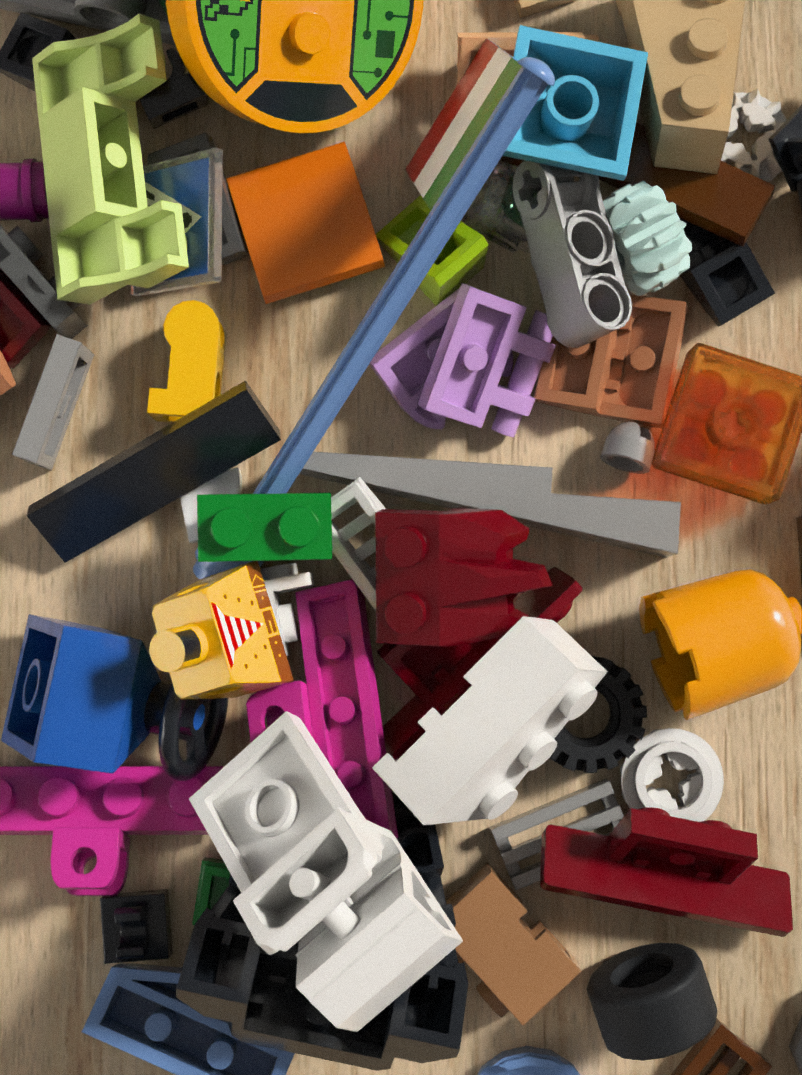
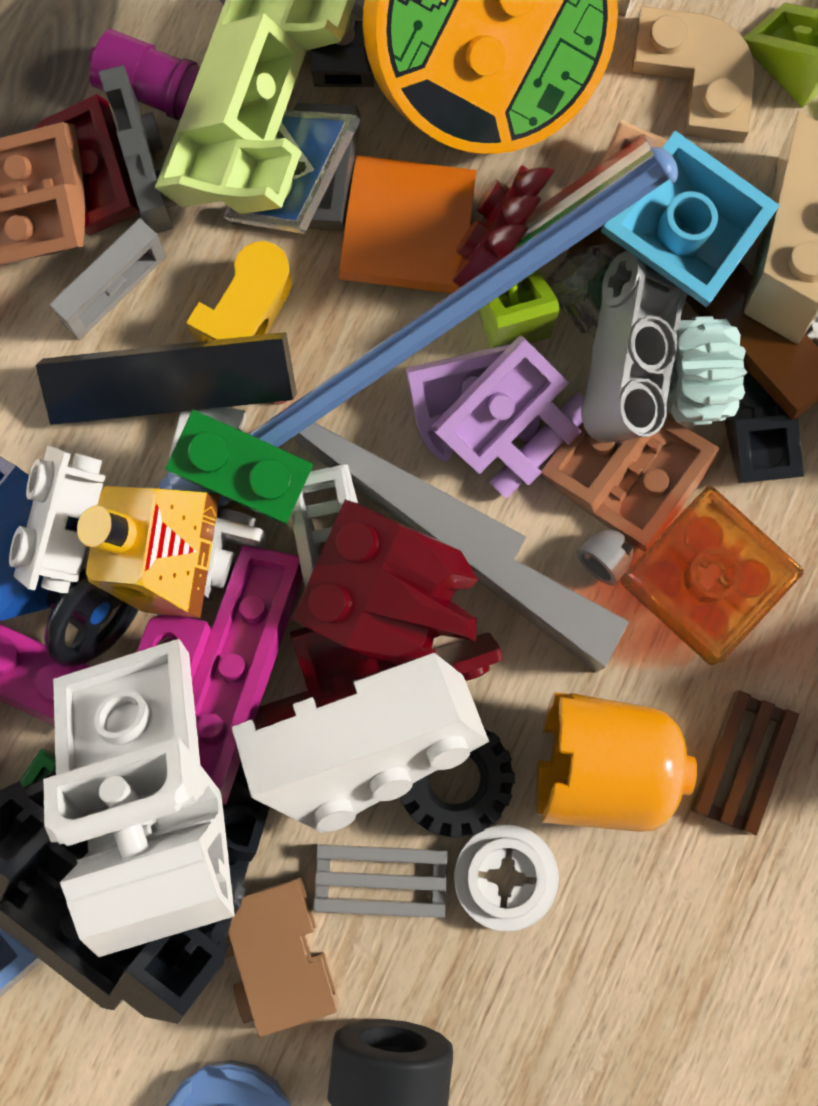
camera: 20 degrees right, 5 degrees down
(114, 633) = (45, 543): none -> white hinge
(395, 194) = (502, 227): none -> dark red plate
(670, 869) = (466, 958): dark red bracket -> none

